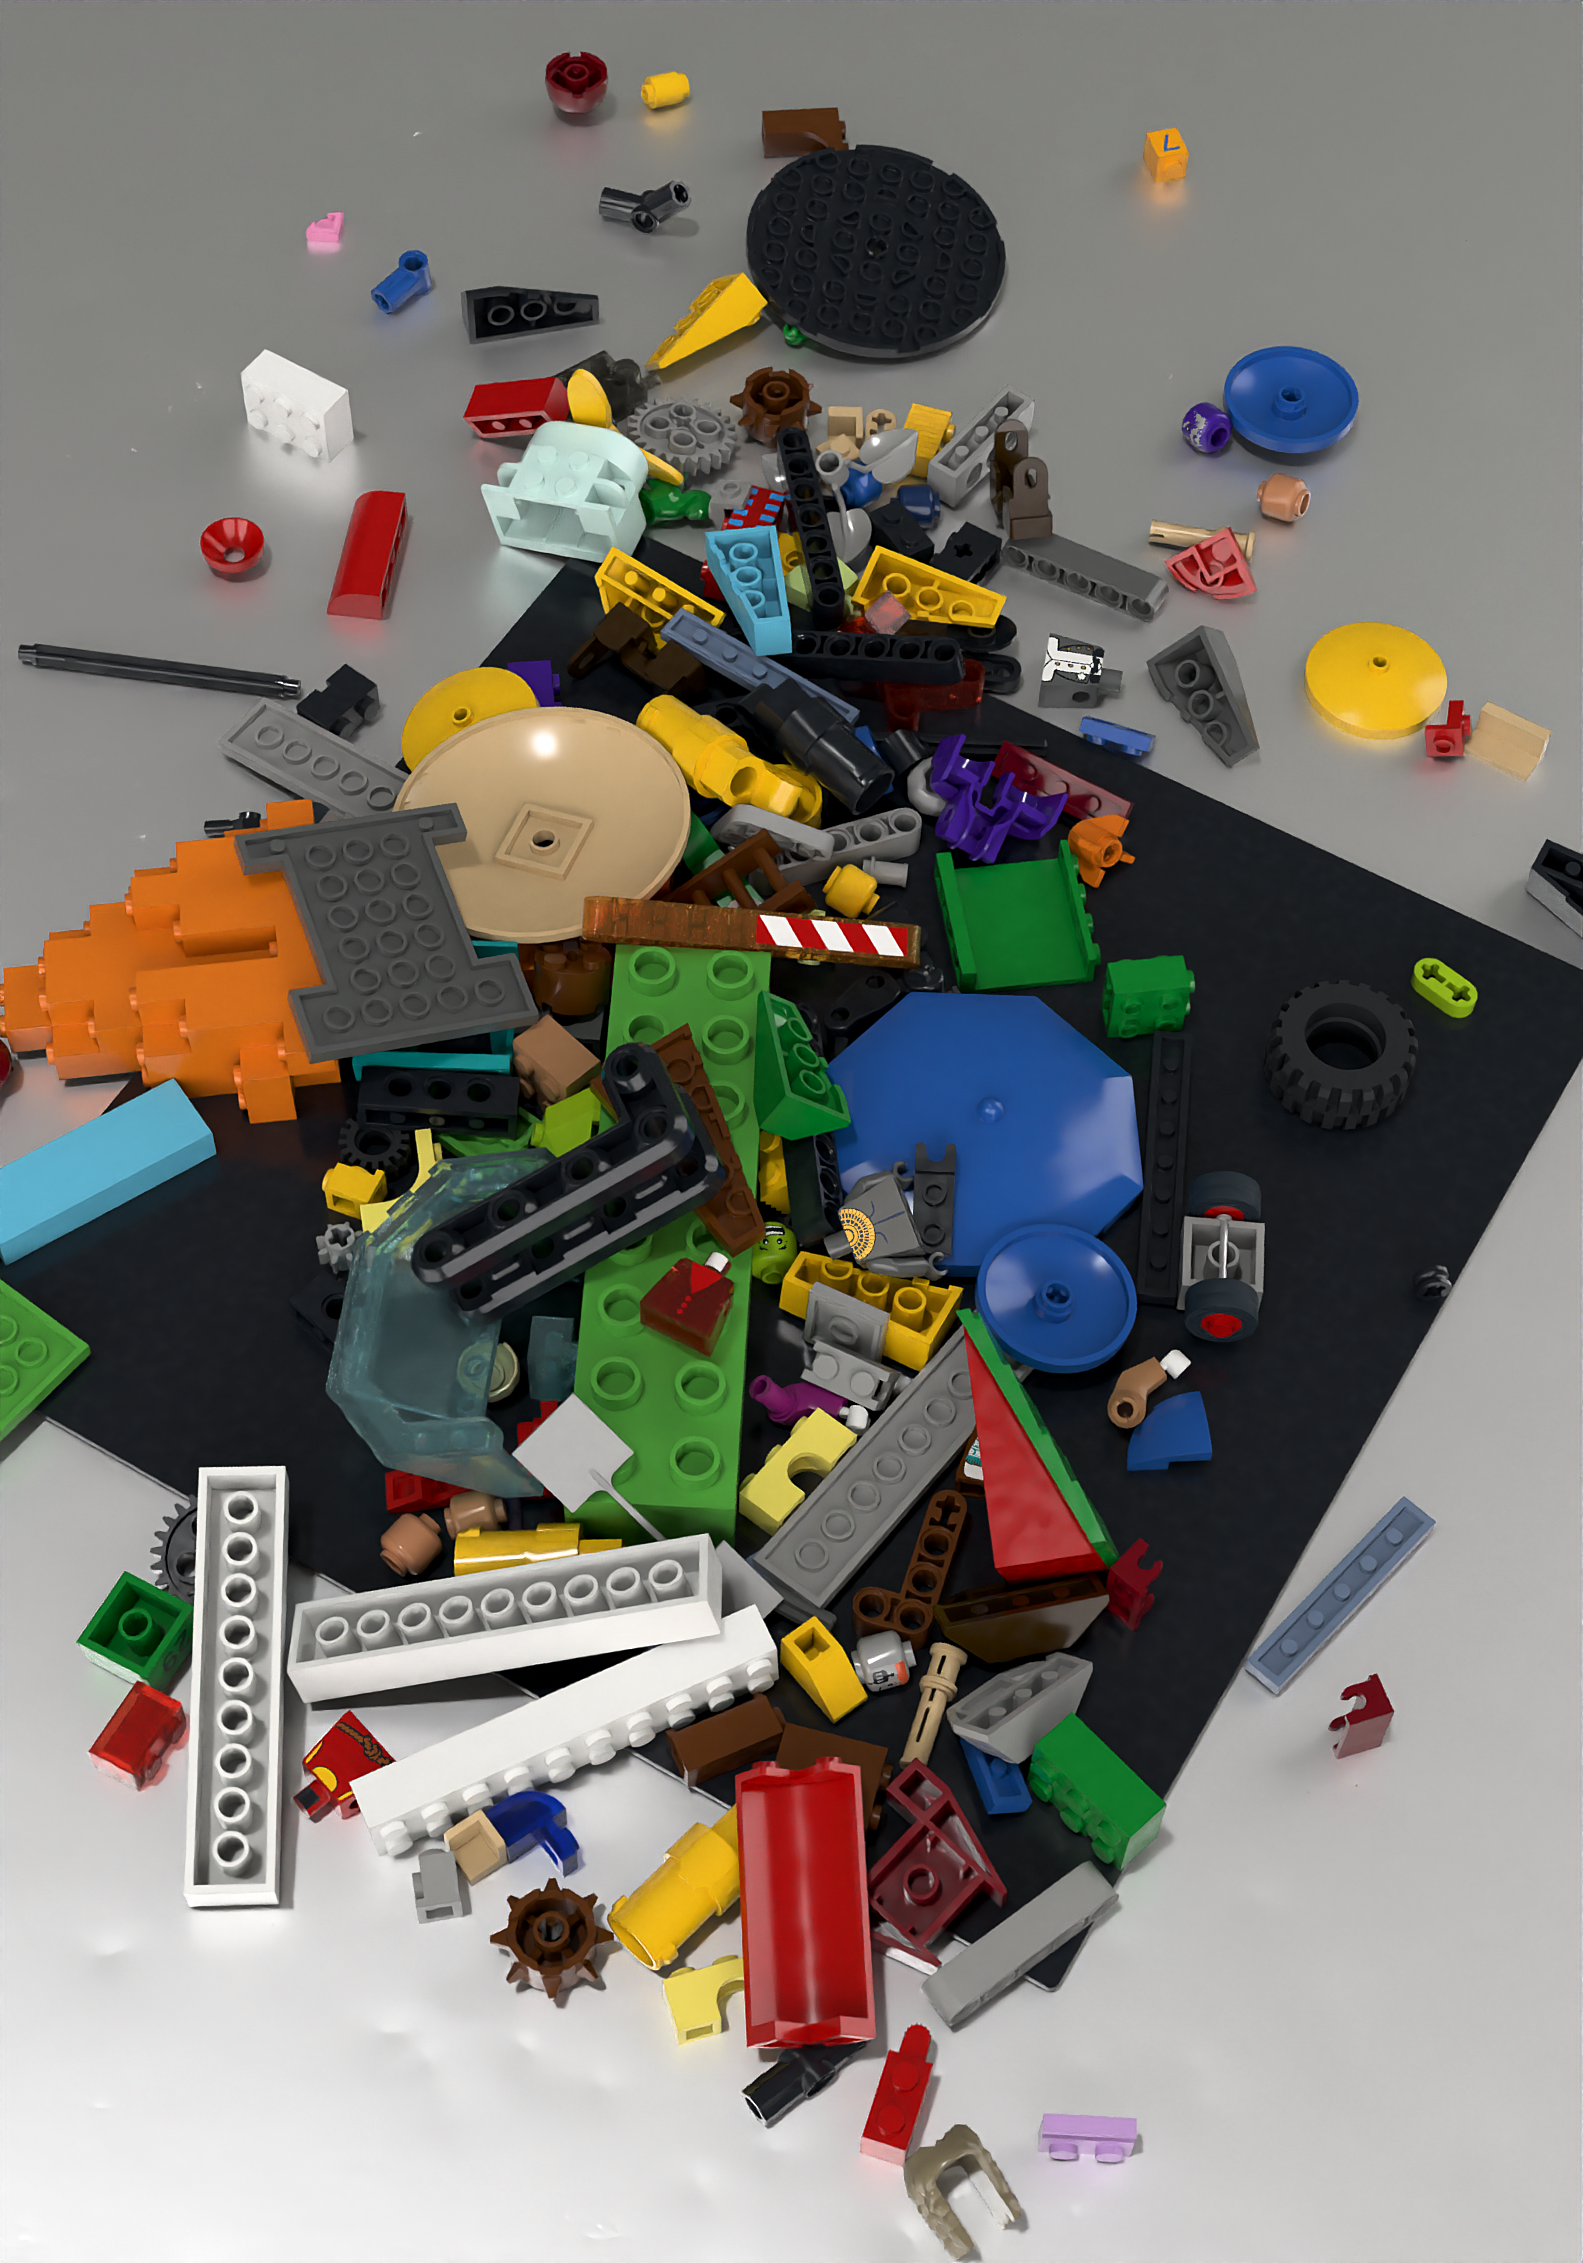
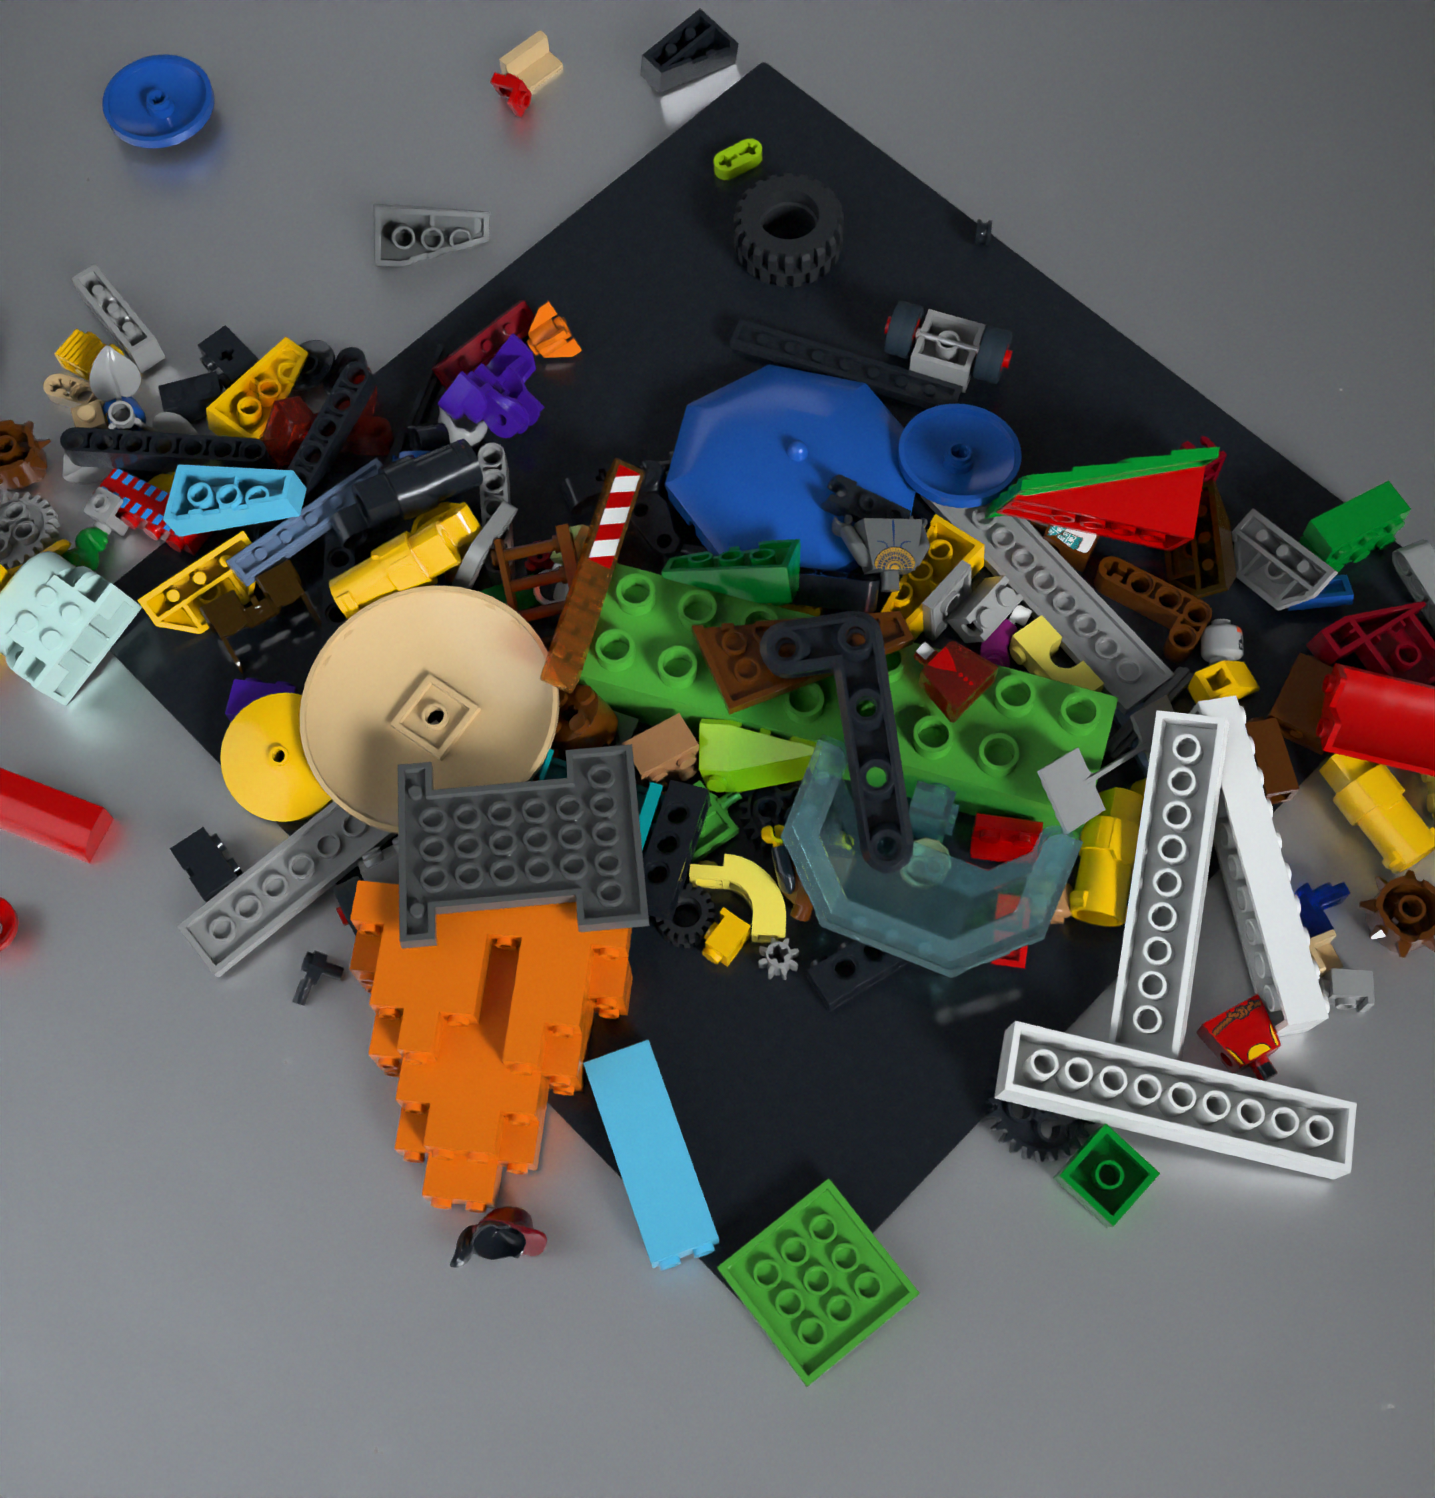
camera: 70 degrees left, 10 degrees up
(138, 1736) = (1190, 1194): clear red piece -> none
(159, 670) = (103, 1019): black piece -> none
(411, 1544) = (1064, 952): nougat head -> none
(846, 421) = (54, 412): tan panel -> none
(851, 891) = (539, 512): yellow head -> none
(886, 872) = (522, 492): light grey pin -> none
(920, 503) = (155, 374): dark blue head -> none
(936, 1689) = (1245, 615): tan pin -> none
(1014, 489) = (212, 297): dark brown piece -> none
(1016, 923) = (598, 407): green panel -> none
(1074, 674) = (371, 314): torso -> none
(1088, 574) = (271, 282): dark grey beam -> none
(1101, 731) = (445, 295): blue plate -> none
(1130, 1394) = (1031, 435): medium nougat arm -> none
(1146, 996) = (705, 335): green brick -> none
(1171, 1433) = (1067, 419): blue brick -> none
(1189, 536) = (275, 188): tan pin -> none
(1206, 427) = (160, 164): dark purple head -> none
(1214, 567) = (302, 196): brick -> none
(1283, 497) = (251, 133): nougat head -> none
(1339, 1595) = (1207, 357): sand blue plate -> none
(1366, 1722) = (1312, 363): dark red hinge -> none
(1375, 680) = (442, 128): yellow dish -> none

